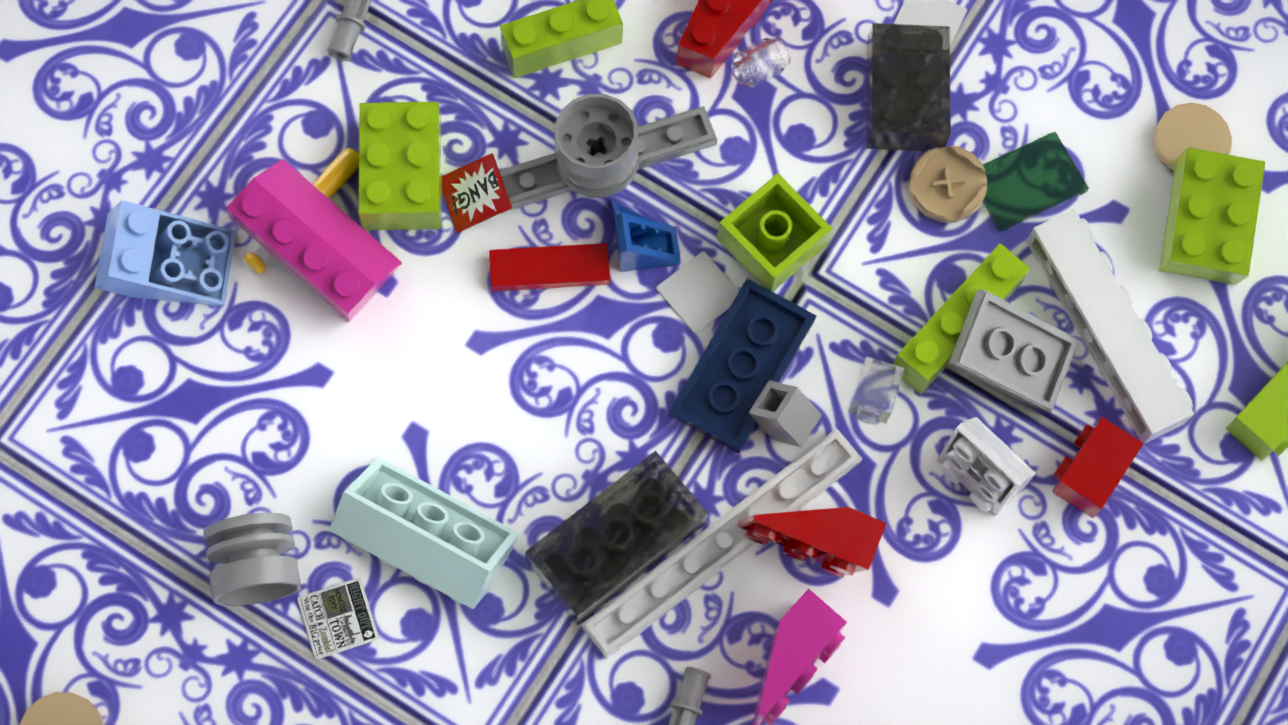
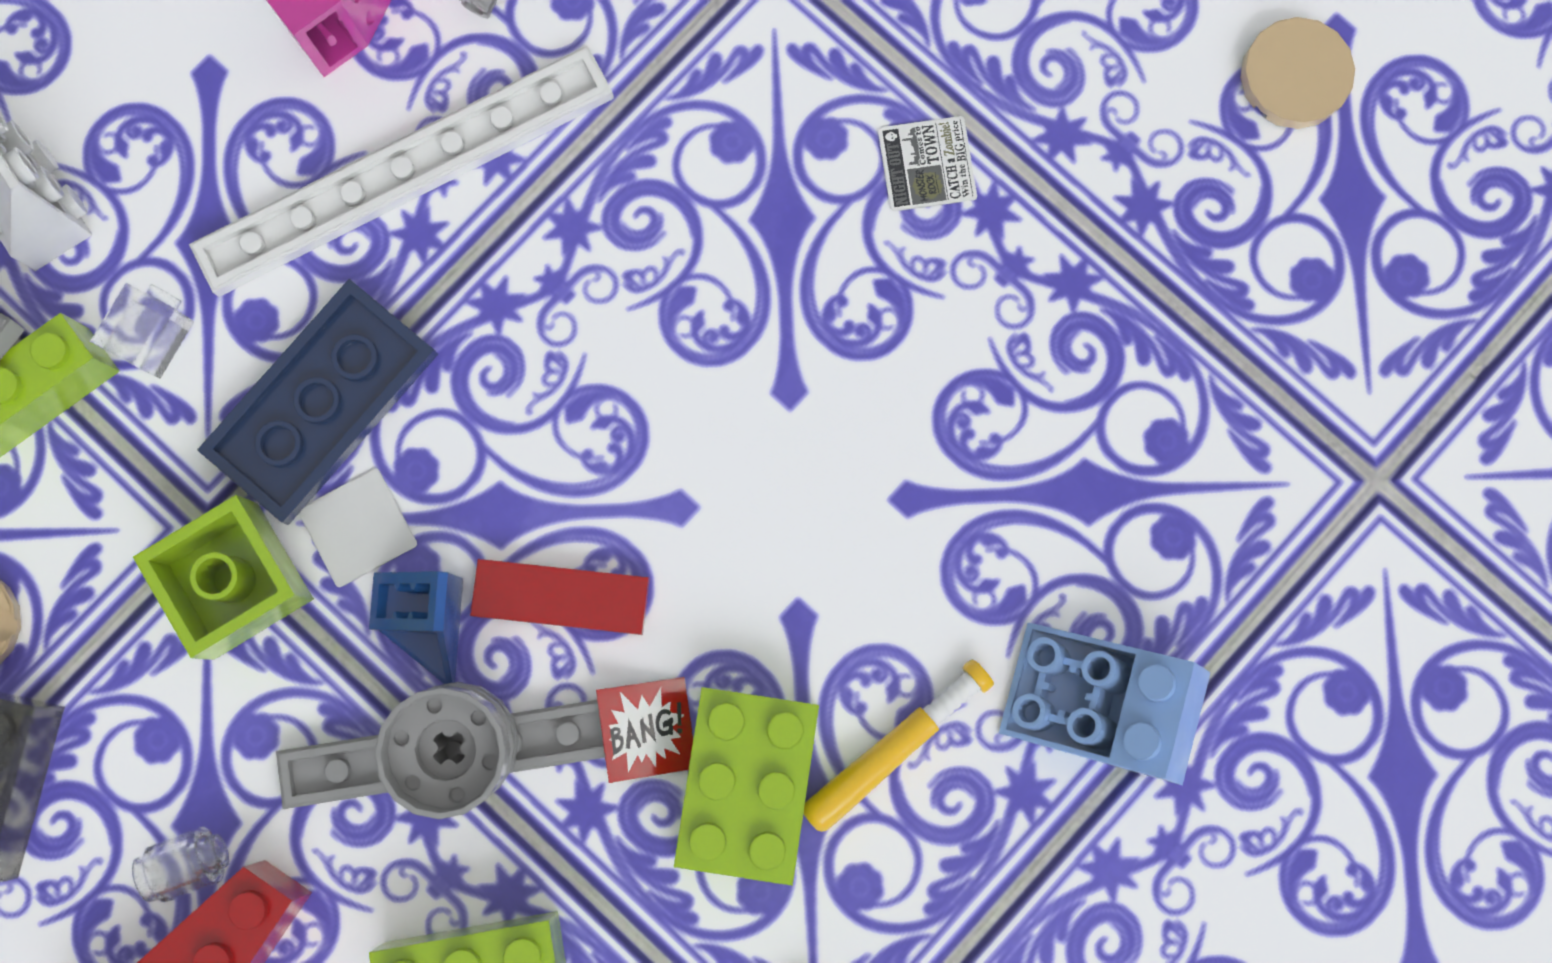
camera: 165 degrees left, 10 degrees up
(252, 559) = (1032, 229): light grey wheel -> none
(313, 238) = (889, 686): dark pink slope -> none
(423, 532) = (795, 243): light aqua slope -> none
(616, 537) = (541, 181): clear smoke brick -> none
(785, 413) = (274, 312): light grey brick -> none
(834, 536) = (266, 126): red slope -> none

